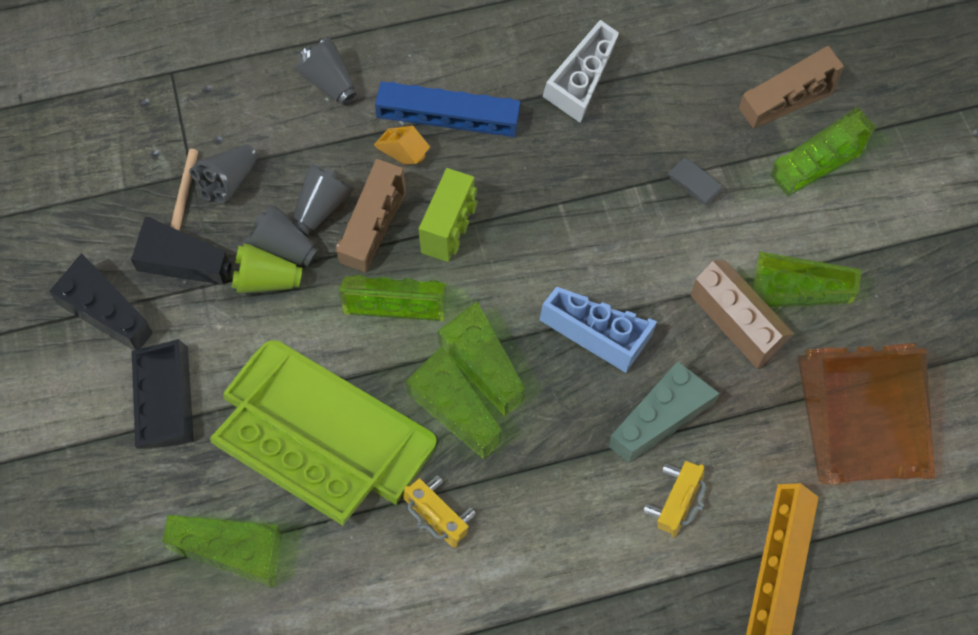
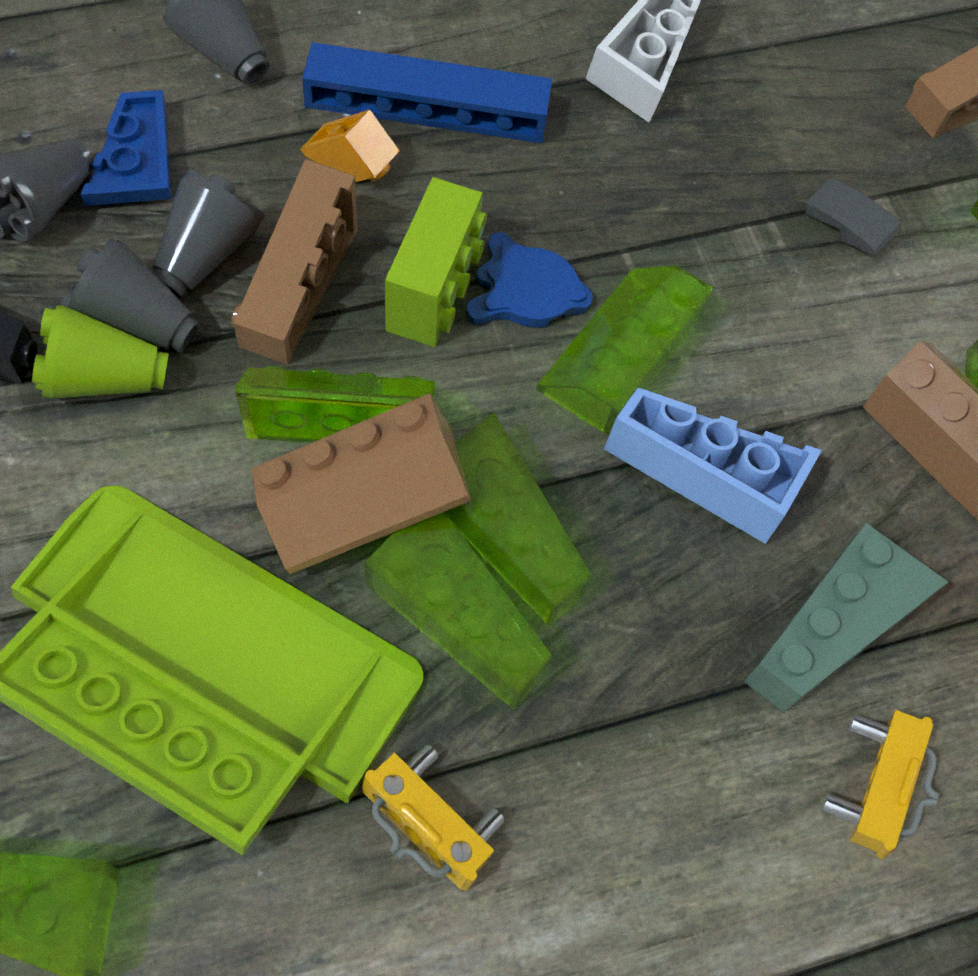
camera: 10 degrees left, 0 degrees up
(280, 150) = (134, 154): none -> blue wing
(404, 339) = (360, 484): none -> medium nougat slope
(501, 226) = (526, 286): none -> blue tile
(556, 259) = (626, 343): none -> clear neon green slope

